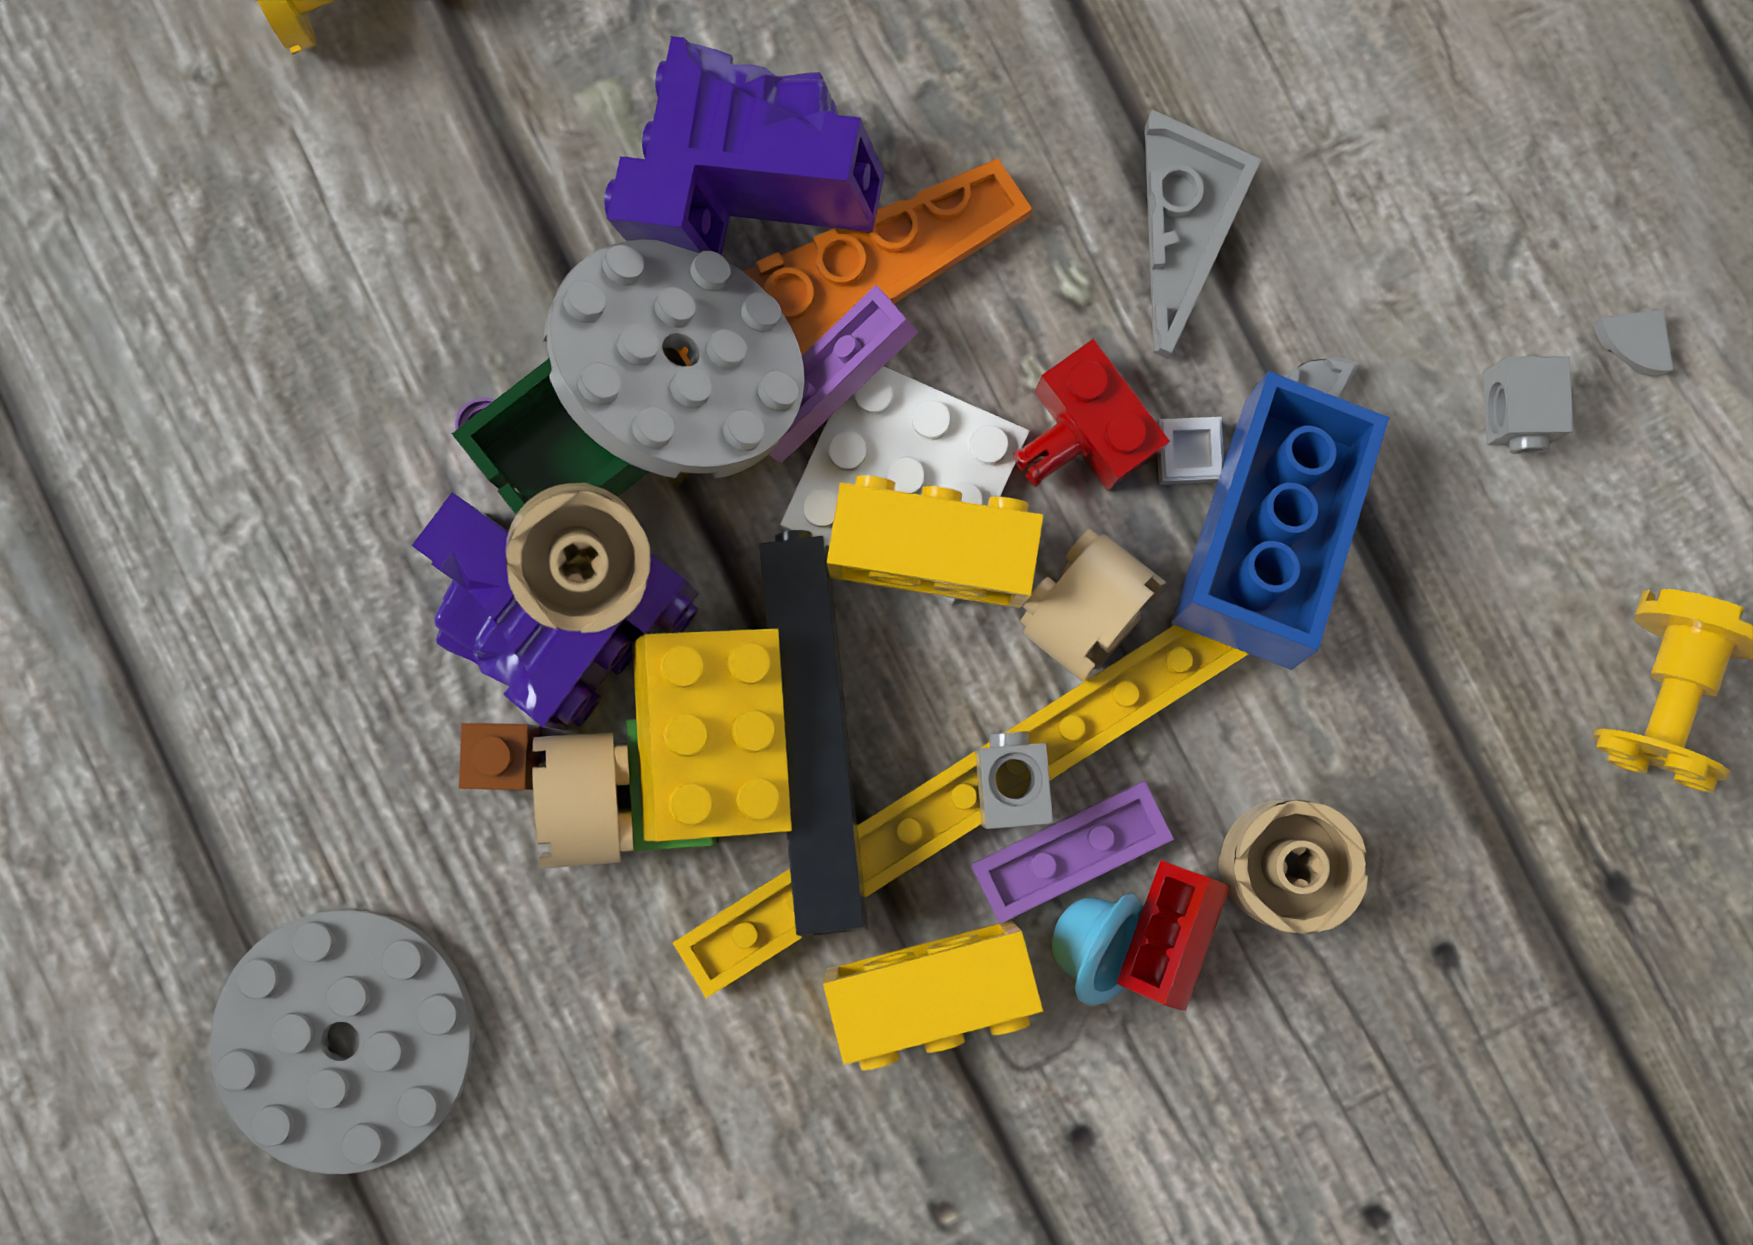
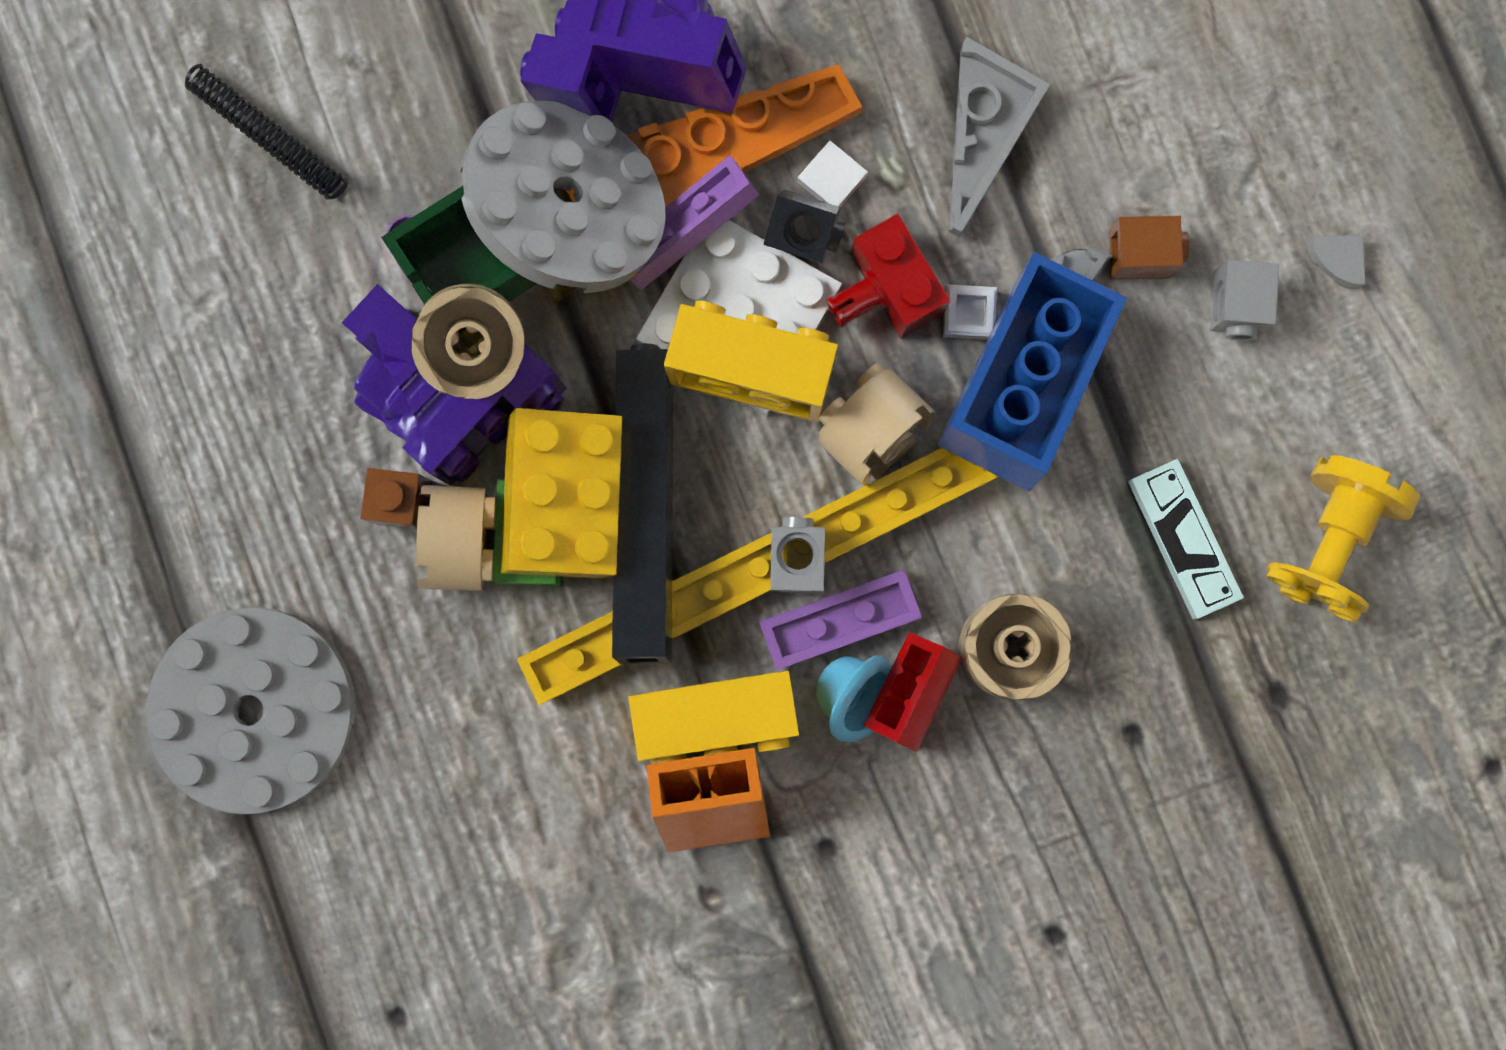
camera: 15 degrees right, 0 degrees up
(290, 316) = (202, 95): none -> black piece
(935, 1100) = (708, 800): none -> orange brick
(951, 379) = (782, 232): none -> black brick
(1002, 298) = (832, 175): none -> white tile
(1402, 350) = (1147, 247): none -> dark orange brick
(1486, 707) = (1185, 539): none -> light aqua tile

